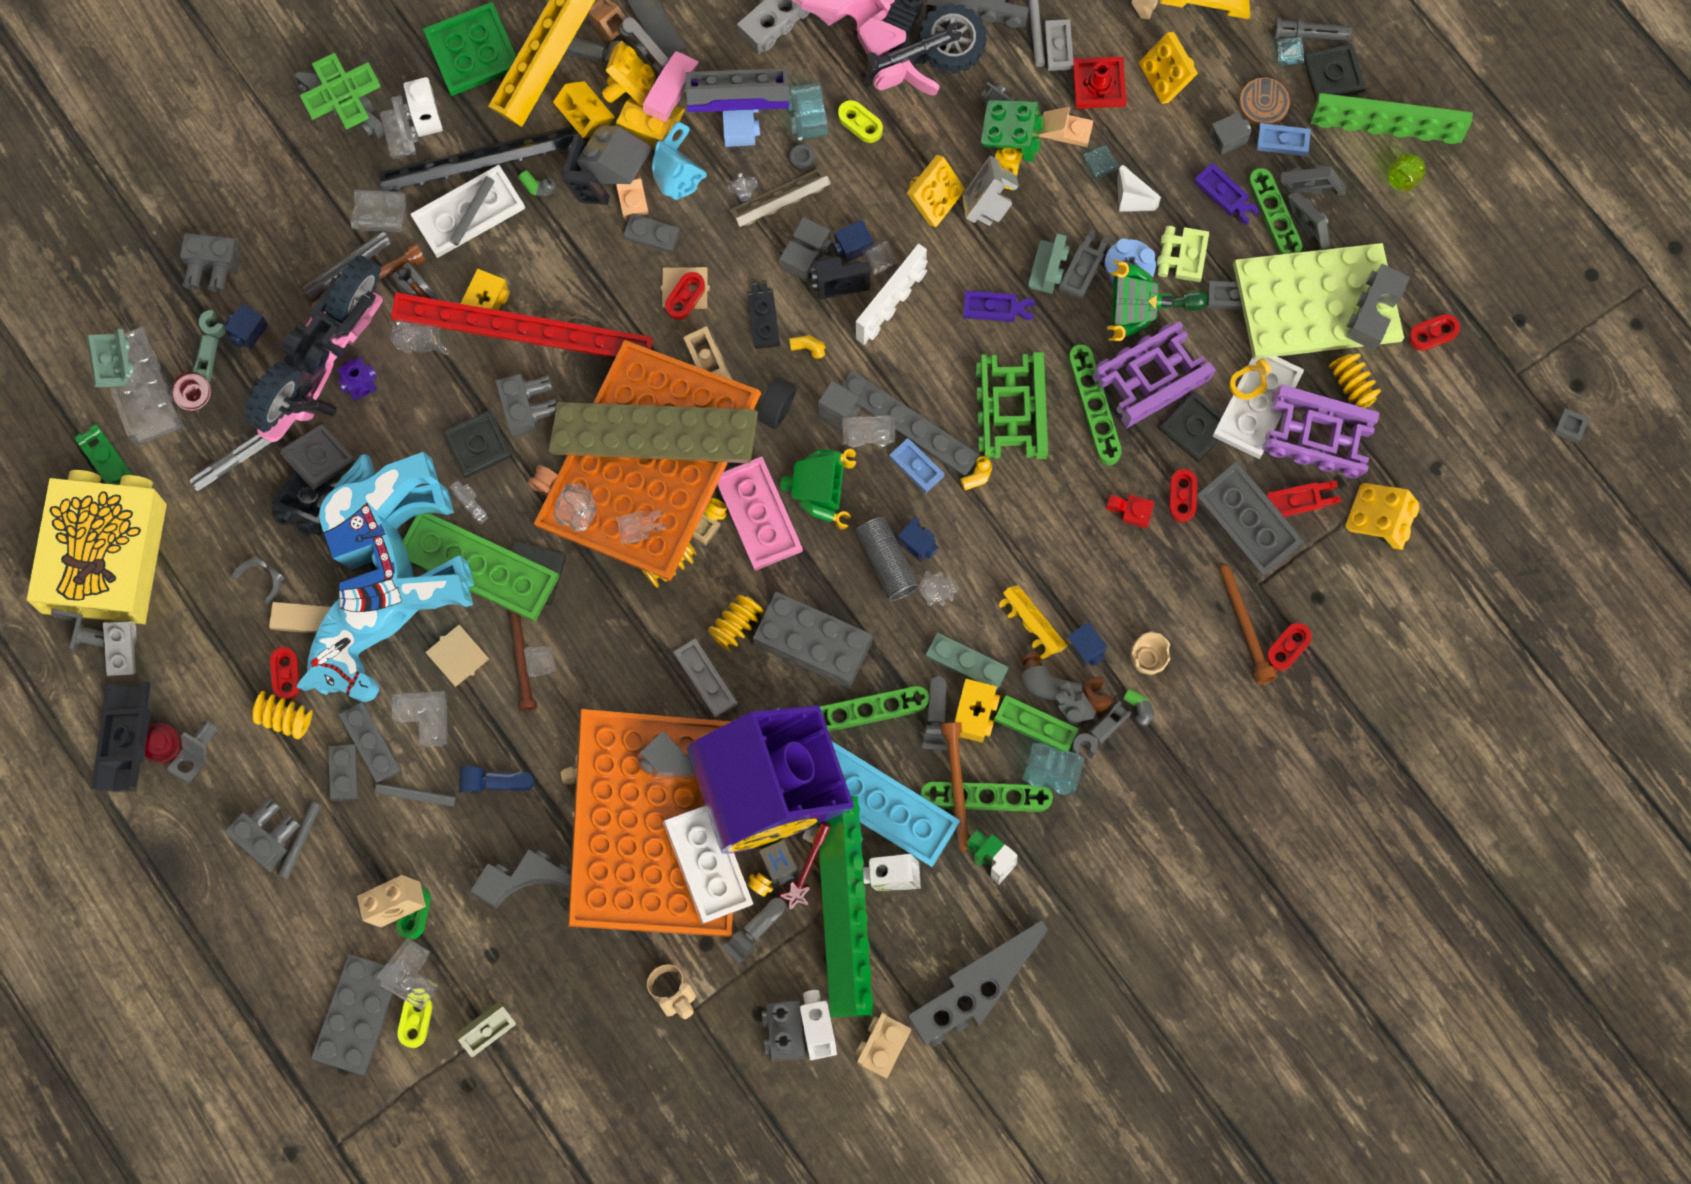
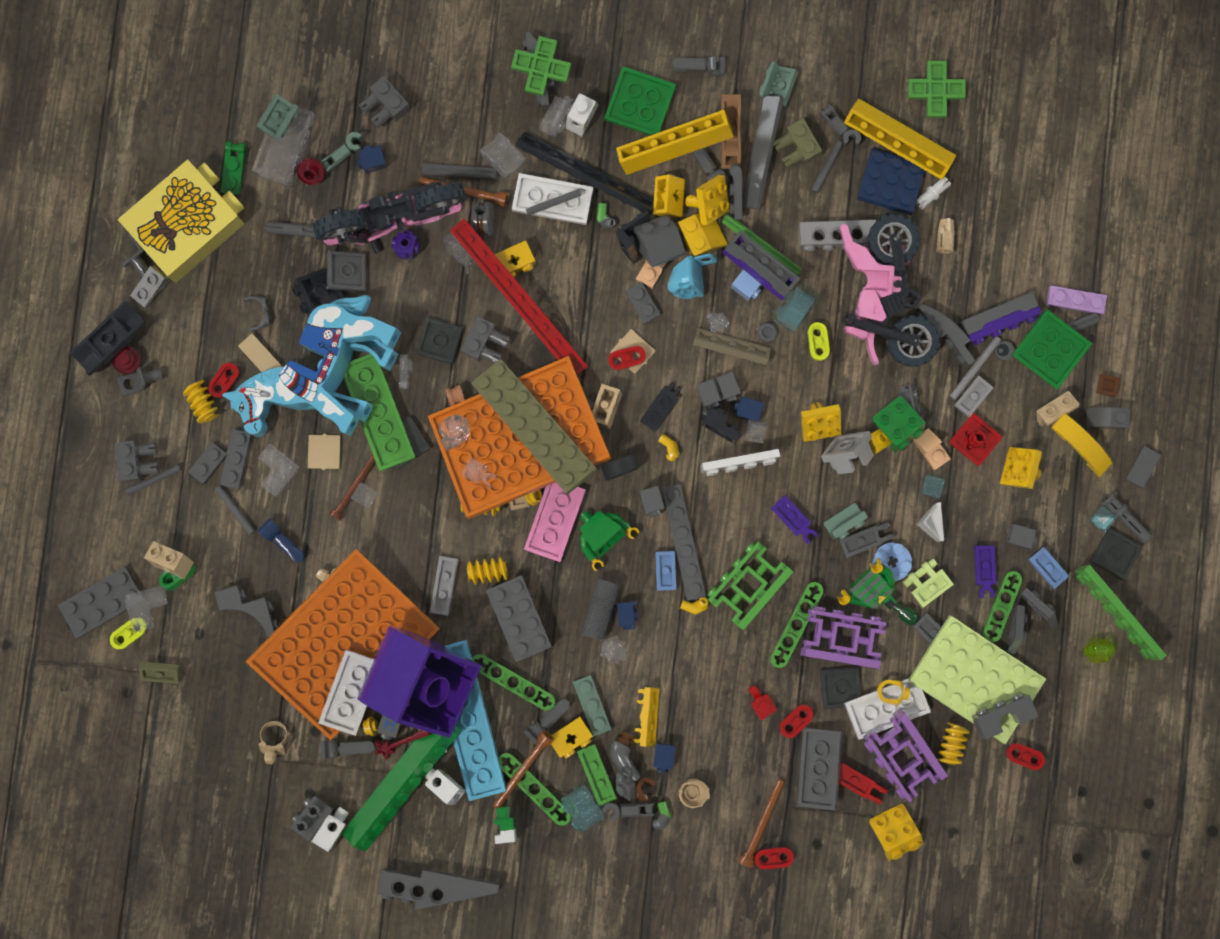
camera: 40 degrees right, 10 degrees up
(665, 759) = (375, 615): dark grey slope -> none
(669, 87) = (727, 228): bright pink slope -> none
(863, 430) = (649, 524): clear plate -> none
(883, 1045) = (357, 872): tan bracket -> none
(1264, 101) = (1059, 535): tile -> none
(1571, 425) = (1050, 879): dark grey plate -> none

